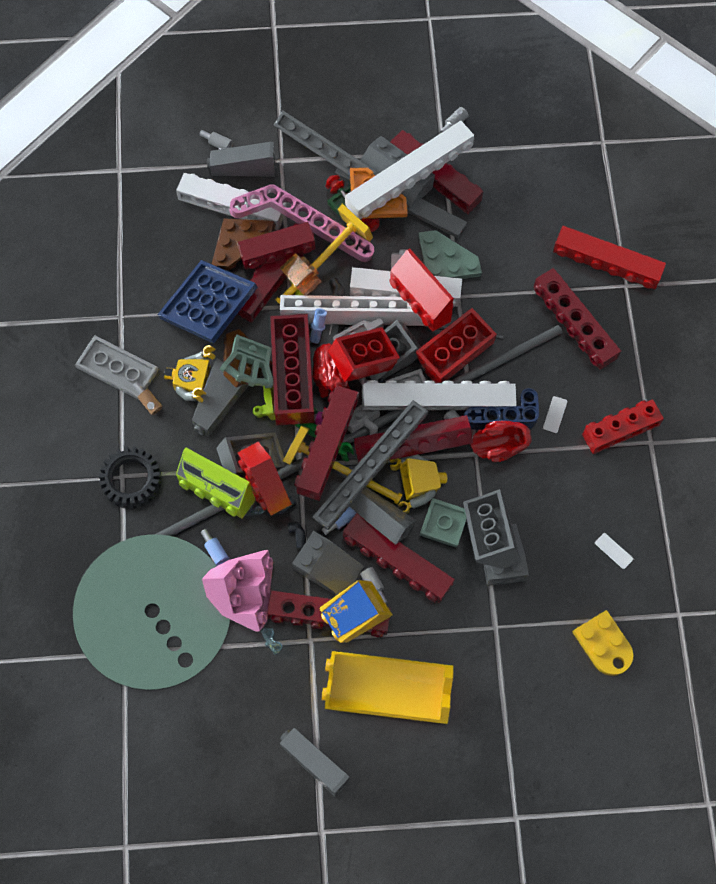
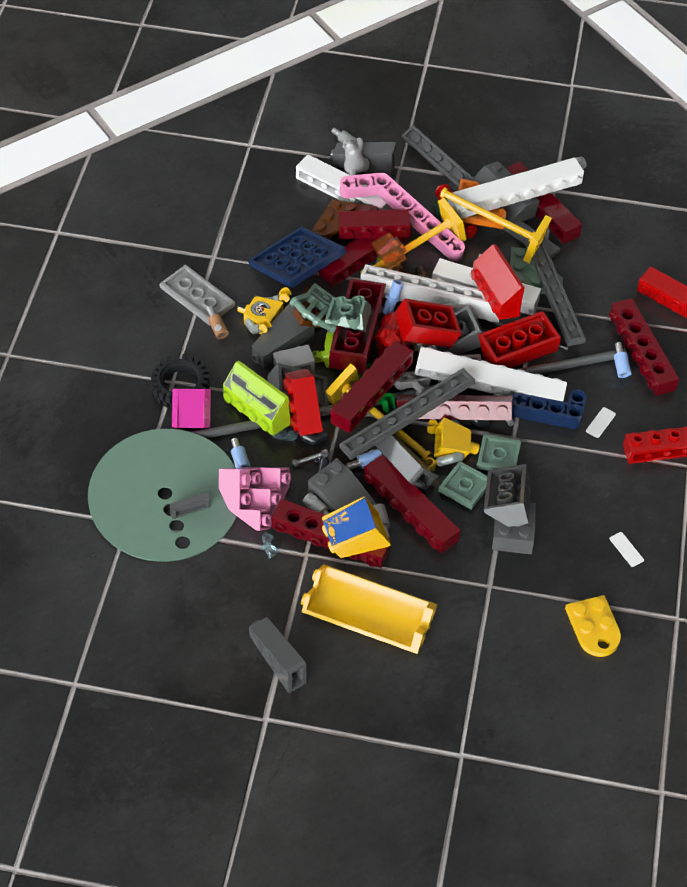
camera: 15 degrees right, 15 degrees down
(151, 509) = (191, 408): none -> dark pink slope
(182, 621) = (189, 505): none -> dark grey tile
(236, 172) = (354, 161): none -> light grey animal
(239, 423) = (297, 357): none -> light grey brick
(282, 364) = (349, 312): none -> sand green slope
(299, 526) = (324, 453): none -> dark grey hinge
(308, 586) = (314, 503): none -> light grey piece
(444, 225) = (534, 238): none -> yellow tile
(467, 479) = (498, 452): none -> sand green plate
(474, 275) = (556, 295): none -> dark grey tile
(501, 440) = (540, 427): red hair -> none
(560, 342) = (621, 362): none -> light blue piece

